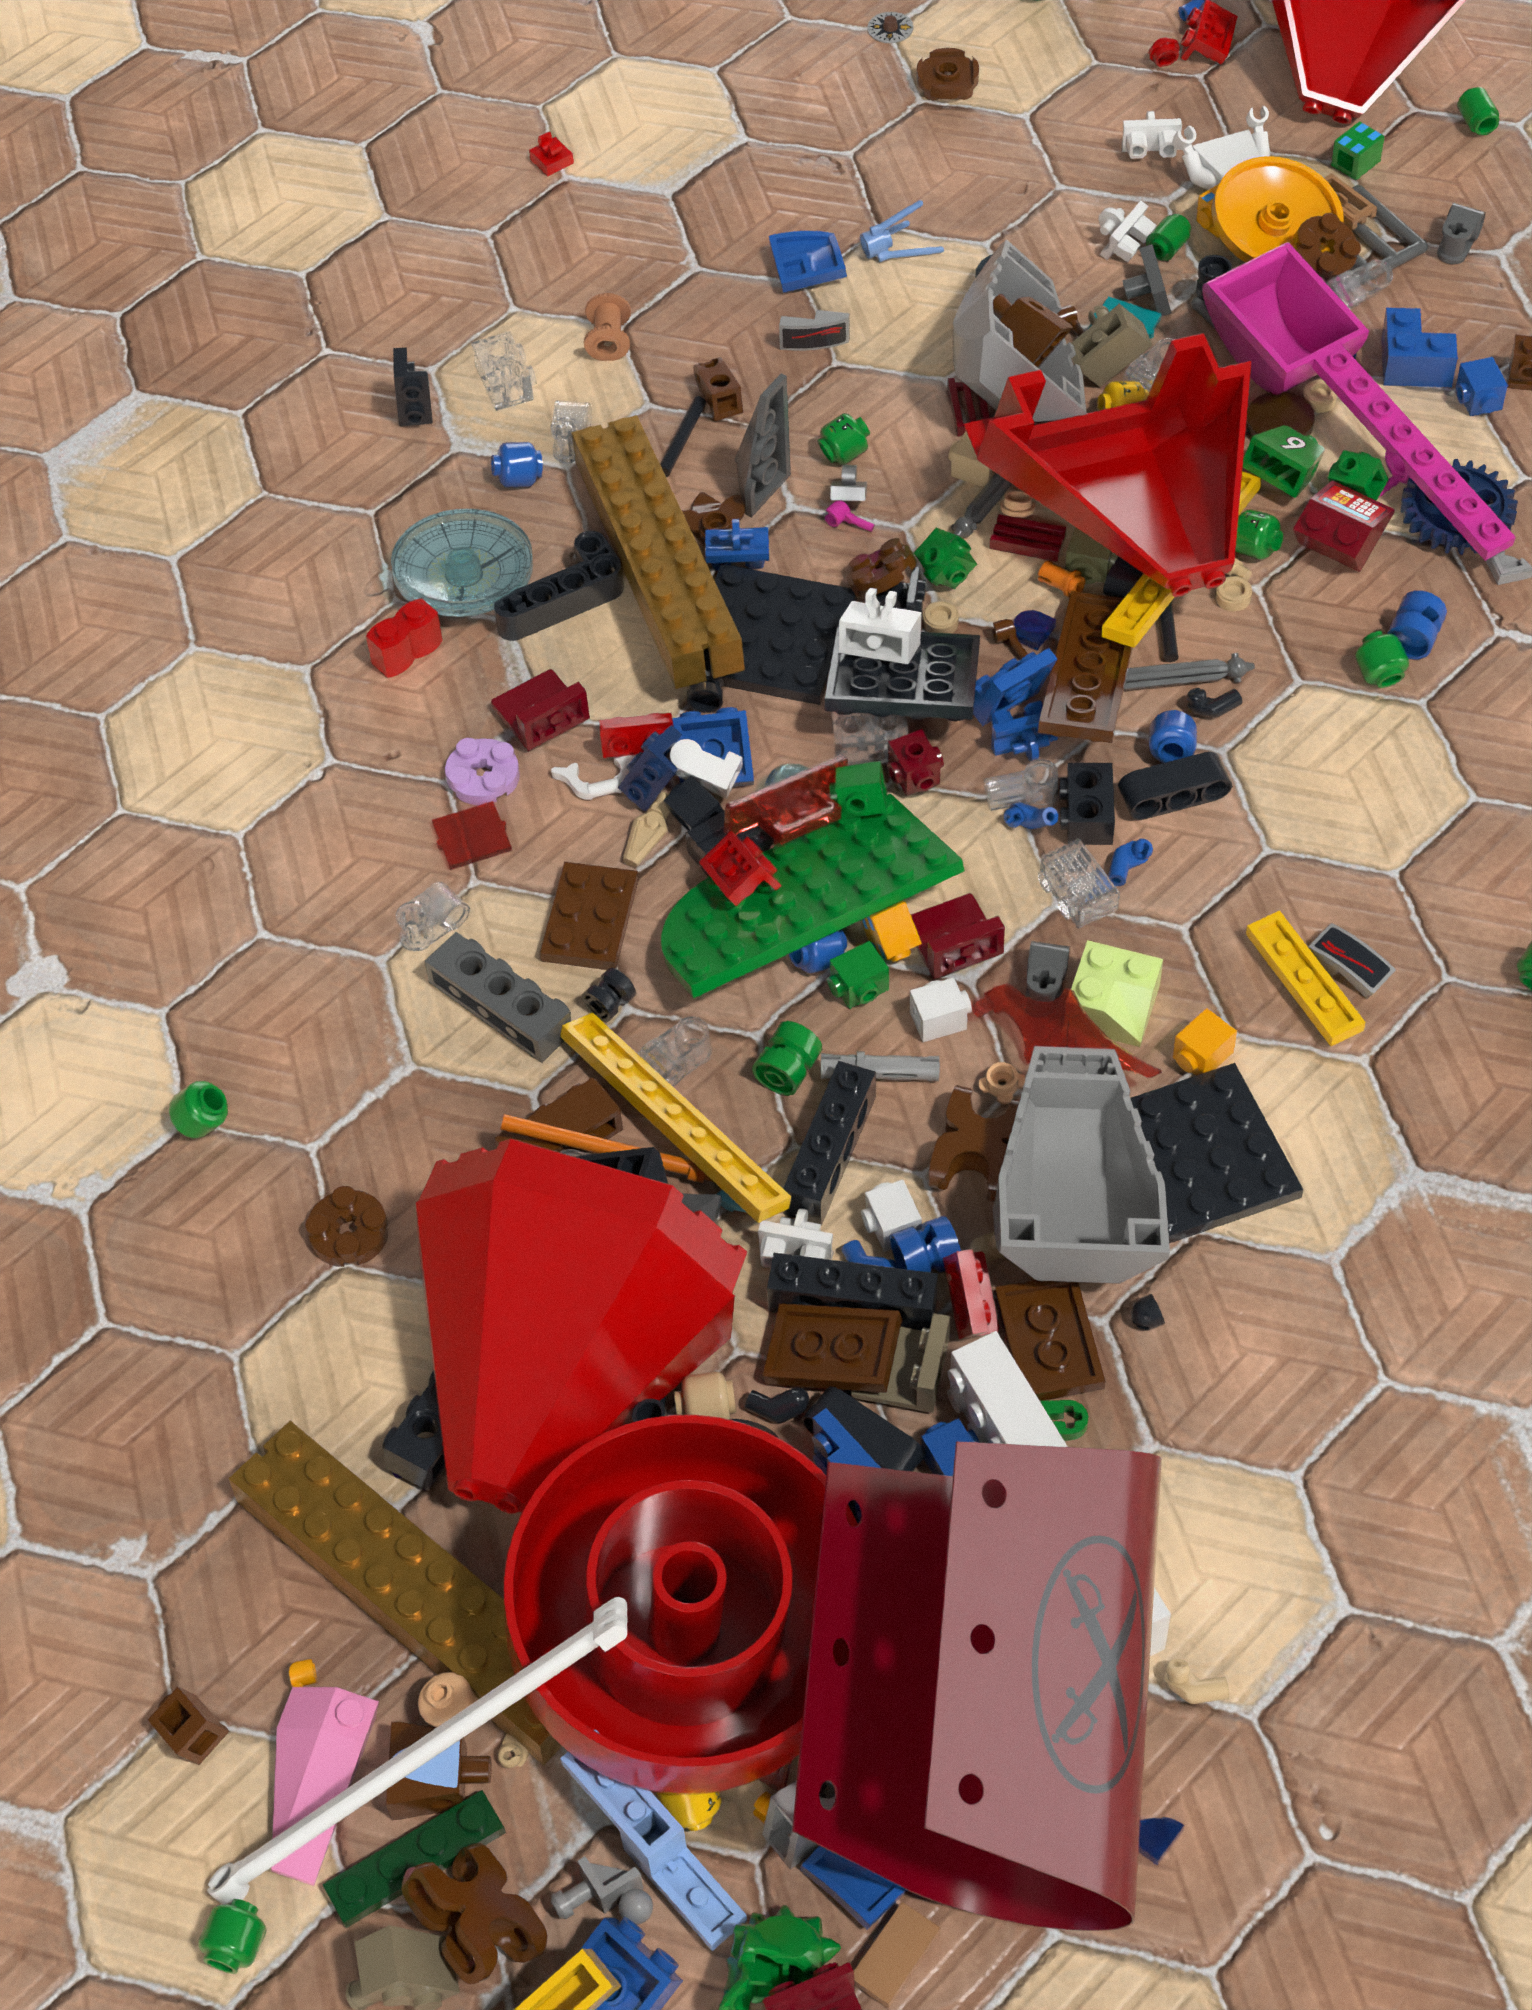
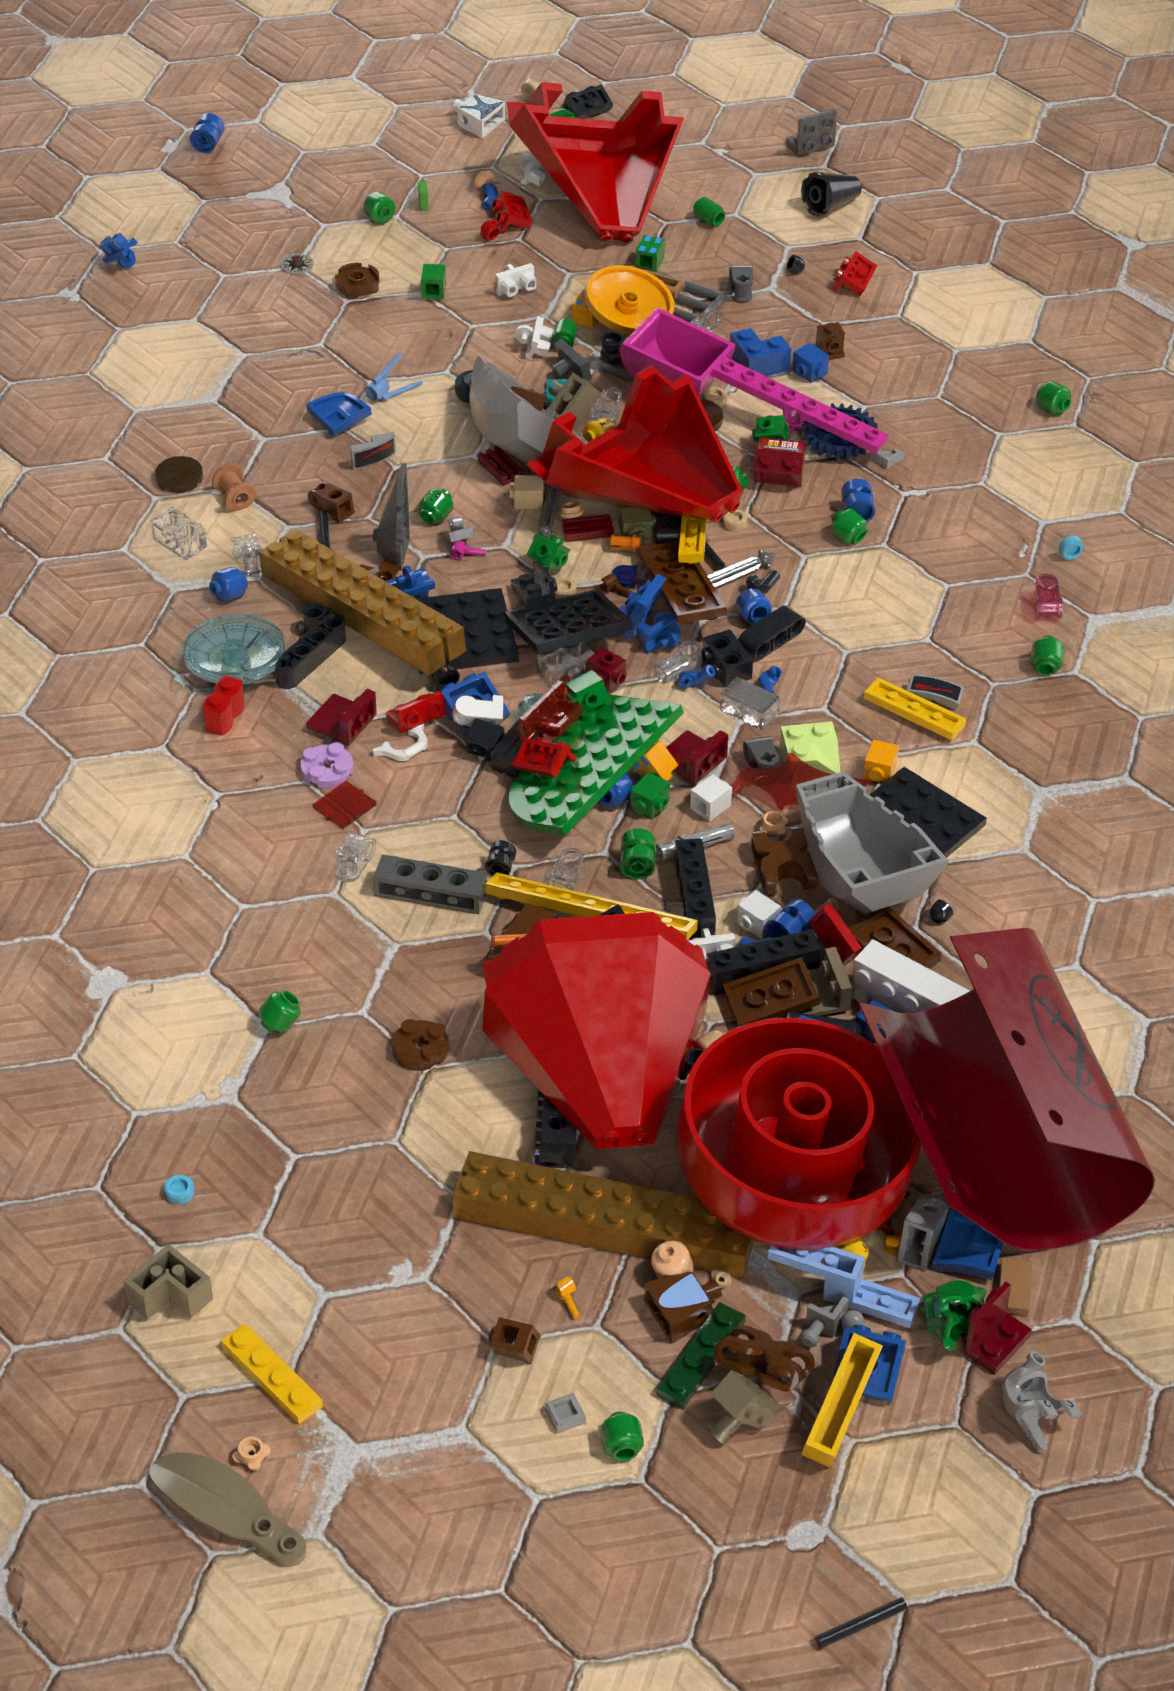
camera: 30 degrees left, 10 degrees down
(191, 1861) = (565, 1413): none -> light grey tile
(316, 1760) = (611, 1325): bright pink wedge -> none
(411, 391) = (128, 560): black bracket -> none
(550, 155) = (118, 399): red tile -> none
(558, 285) = (179, 474): none -> dark brown tile
(589, 916) = (454, 823): reddish brown plate -> none
(606, 1631) = (786, 1131): white hinge -> none
(646, 832) = (459, 763): tan piece -> none
(651, 769) = (447, 724): dark blue bracket -> none
(879, 630) = (541, 600): white brick -> none
(881, 568) = (512, 569): reddish brown plate -> none
(1040, 106) = (433, 281): none -> green brick
(1213, 159) = (572, 278): white torso -> none
(1284, 458) = (730, 433): green torso -> none
(1333, 233) = (671, 301): reddish brown plate -> none

